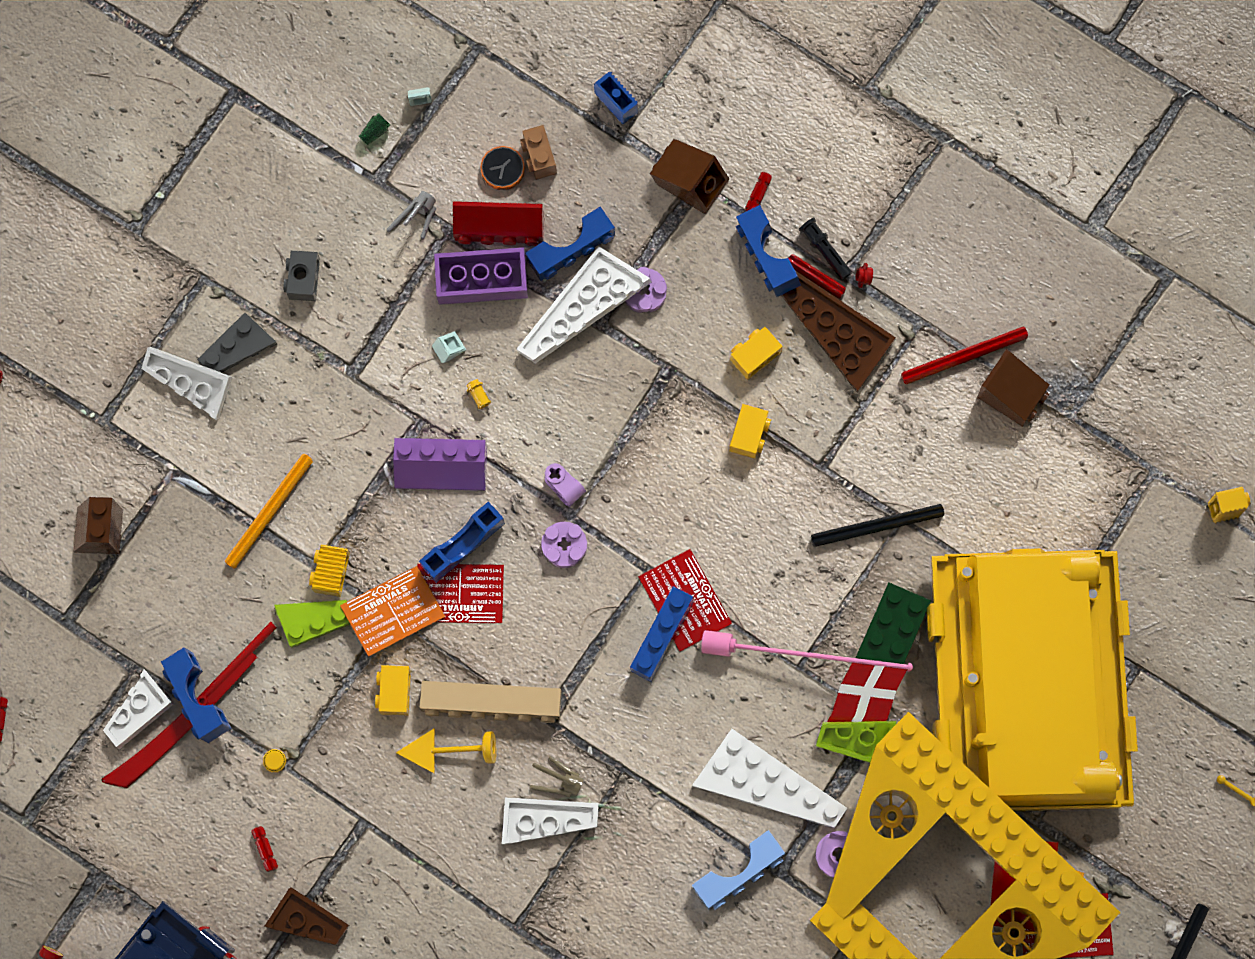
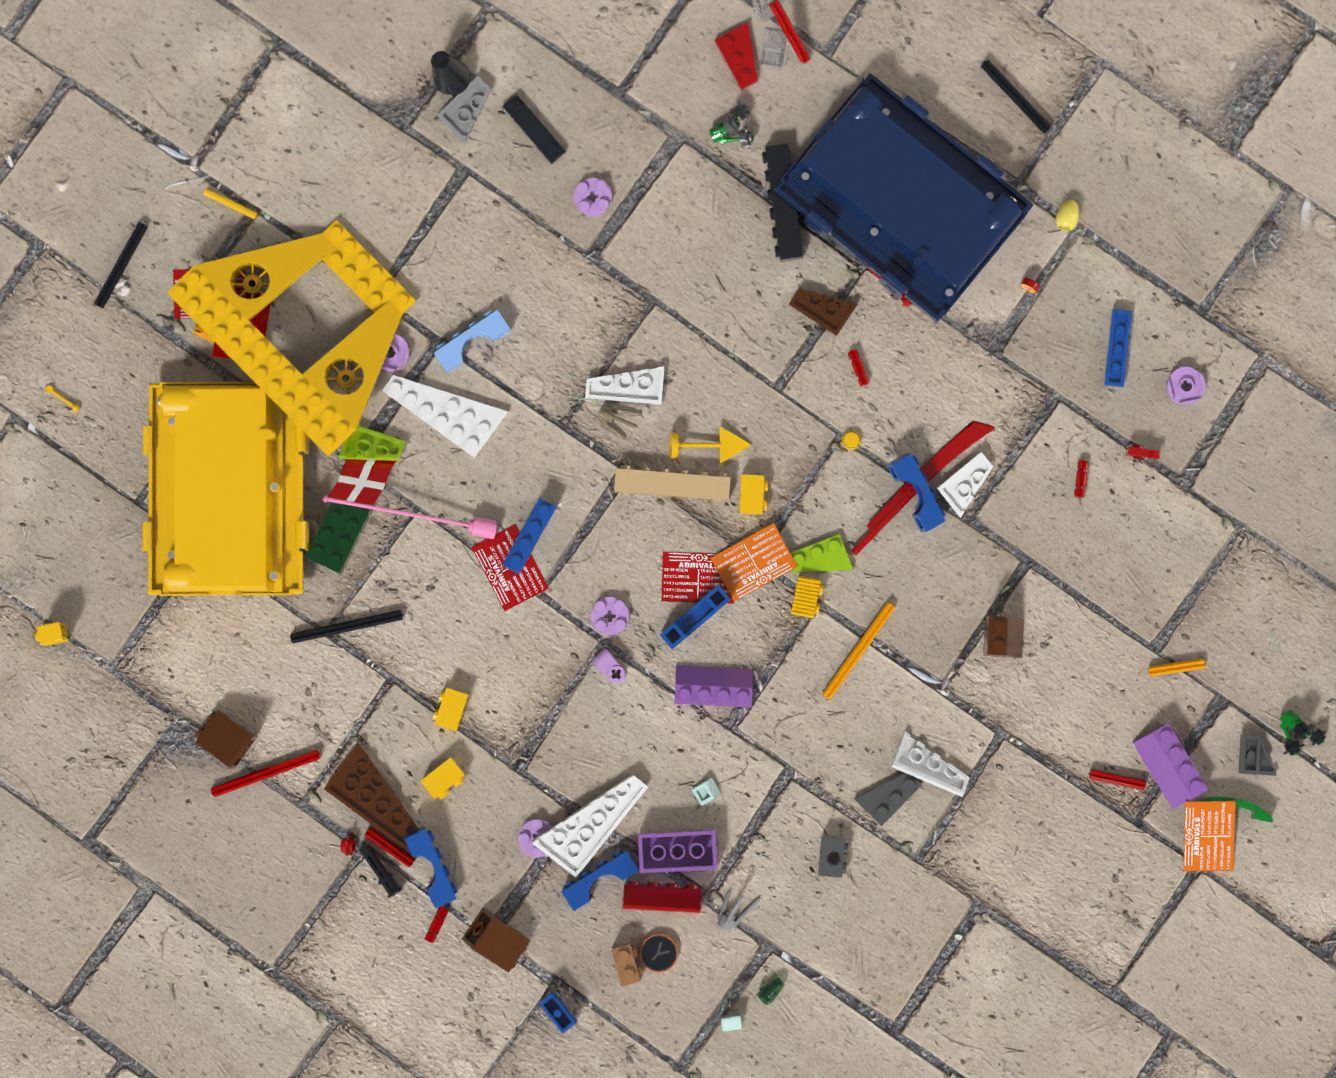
camera: 175 degrees right, 10 degrees up
(476, 390) = (681, 748): yellow pin -> none

